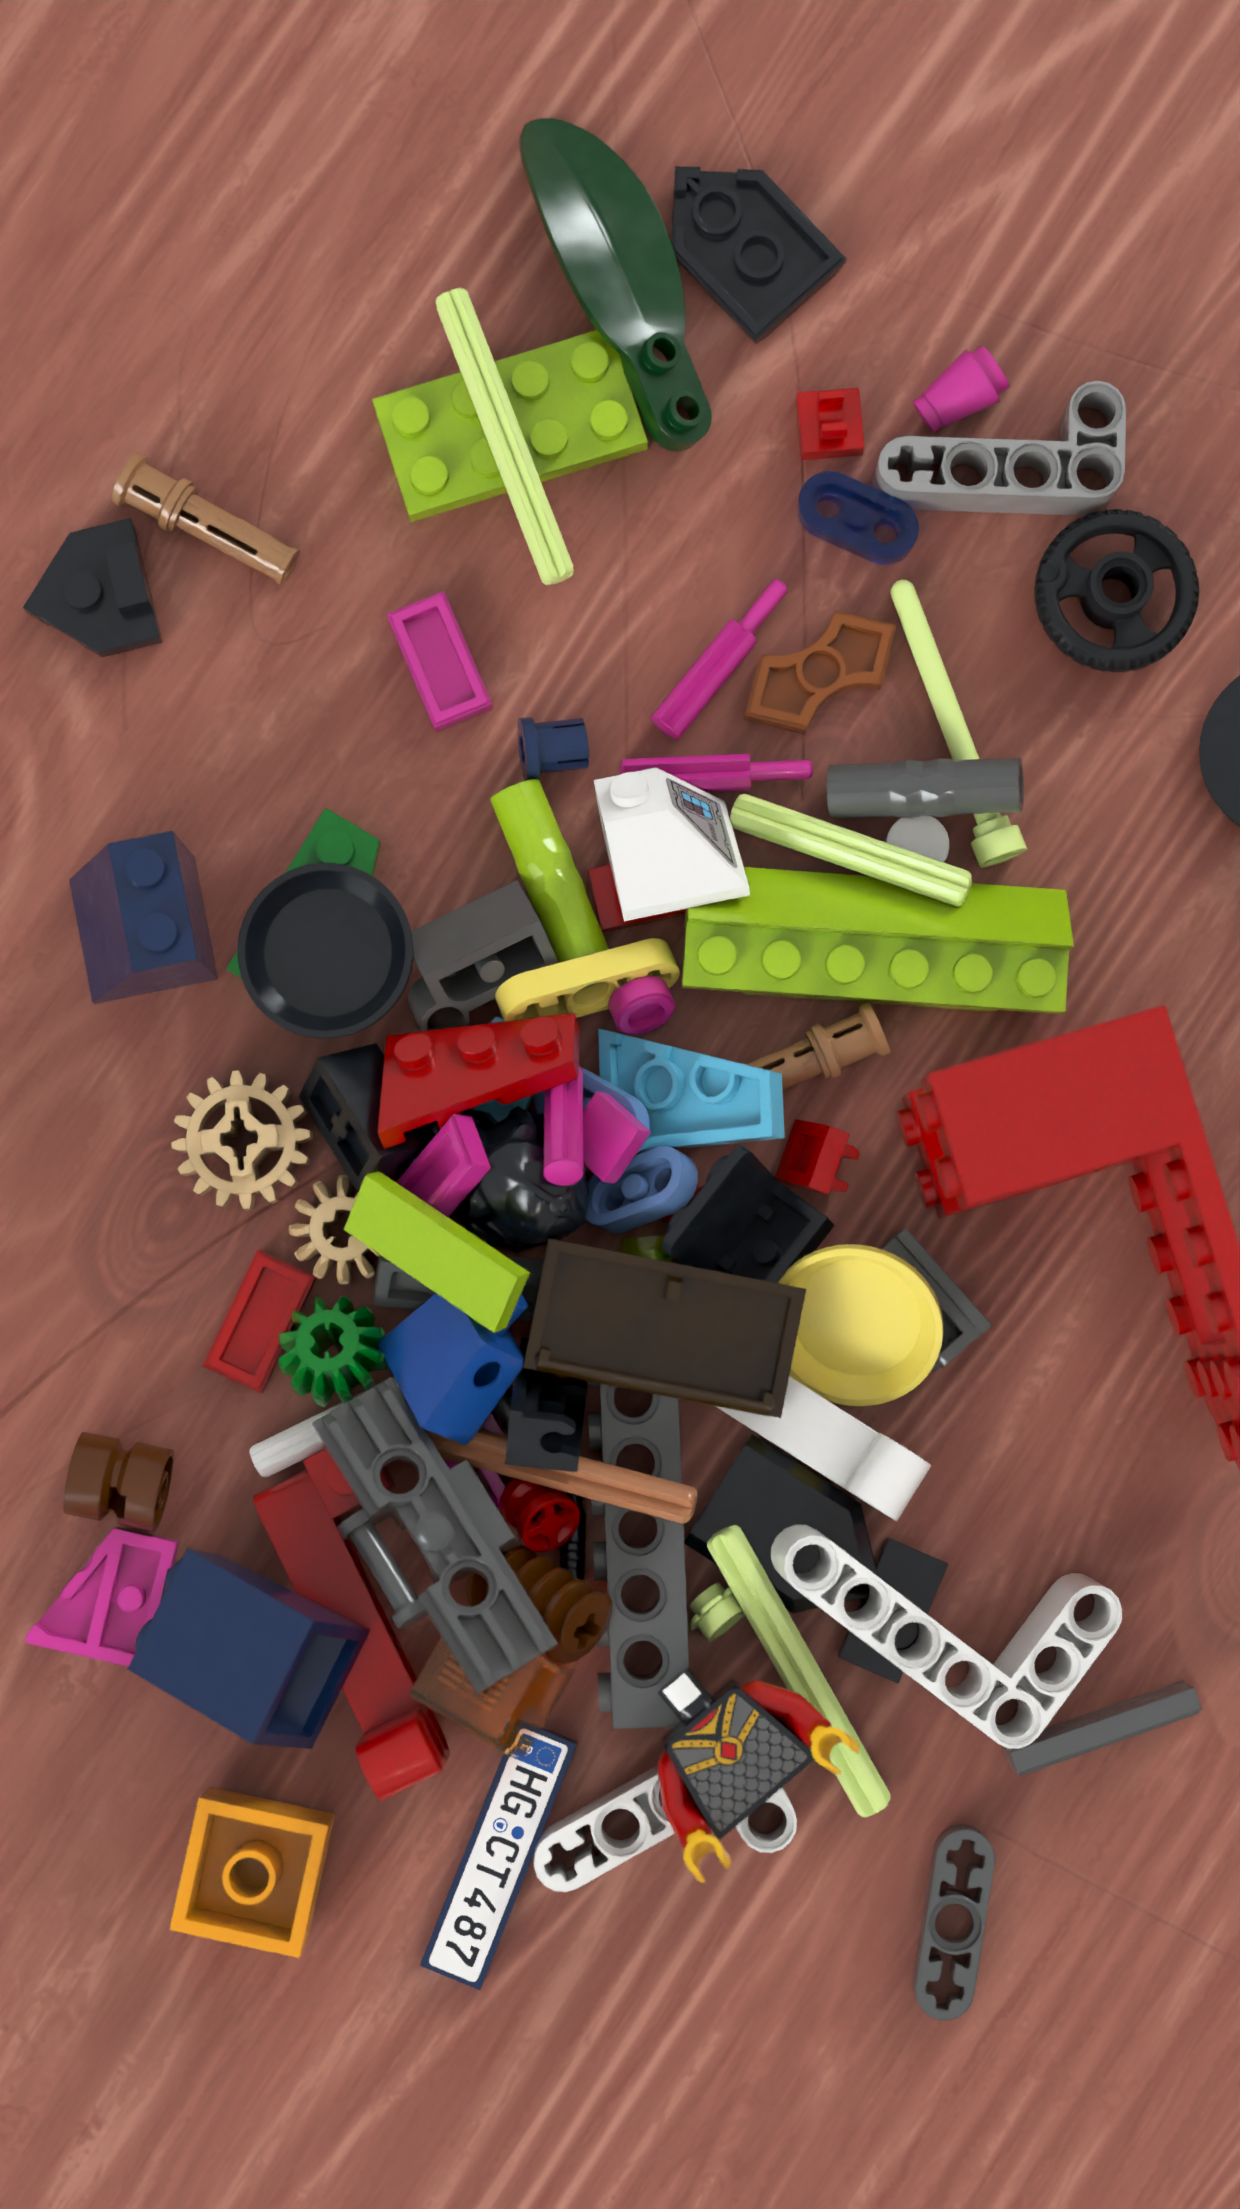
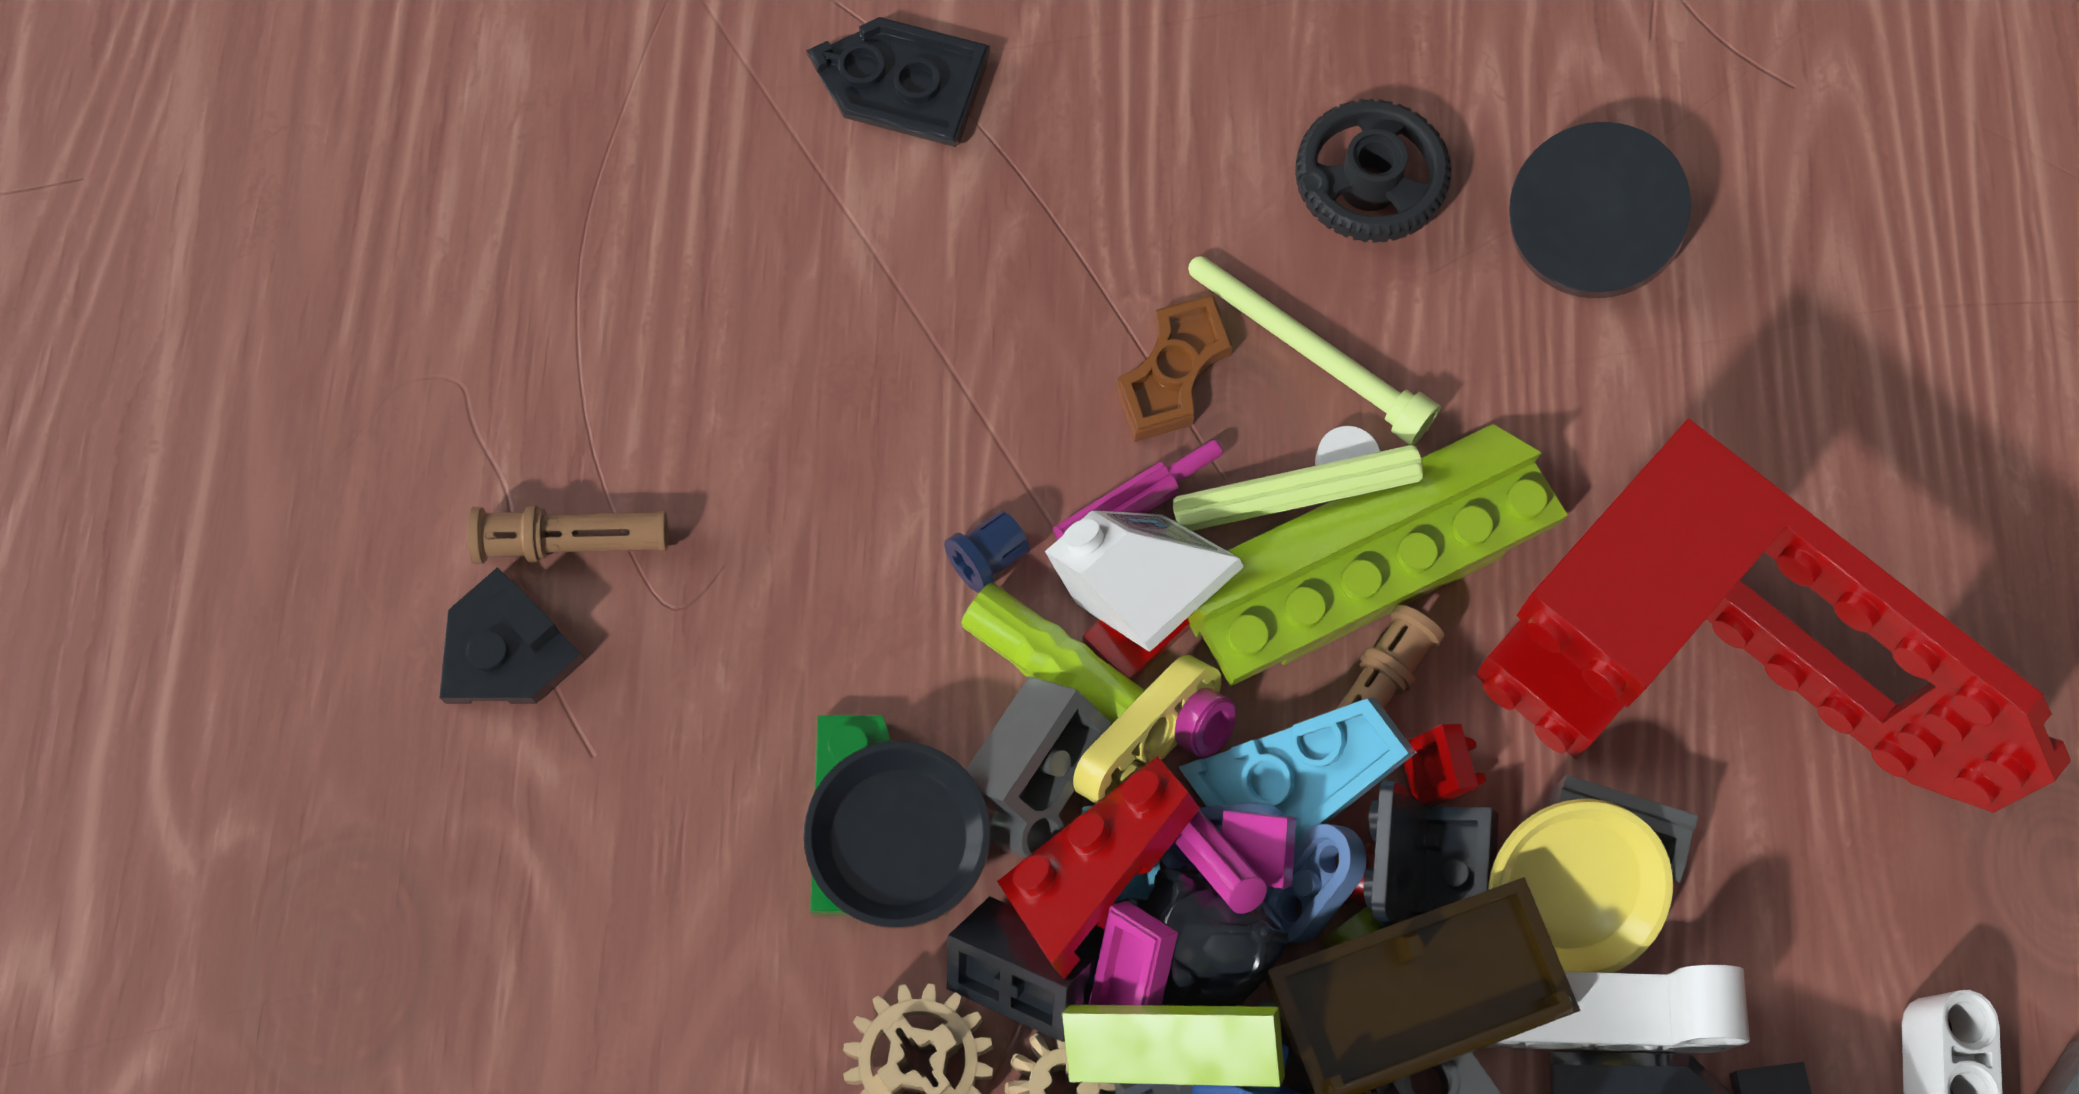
camera: 30 degrees left, 15 degrees down
(142, 918) = (704, 908): dark blue slope -> none
(439, 661) = (844, 537): dark pink tile -> none
(504, 436) = (795, 319): yellowish green axle -> none
(567, 404) = (788, 316): lime plate -> none
(619, 270) = (816, 148): dark green plant -> none
(715, 665) = (1083, 411): dark pink axle -> none
(830, 423) = (1055, 173): red tile -> none
(860, 513) = (1125, 227): clear blue plate -> none
(925, 788) = (1329, 401): dark grey axle -> none
(962, 389) = (1147, 88): dark pink cone -> none
(998, 458) = (1158, 169): light grey beam -> none

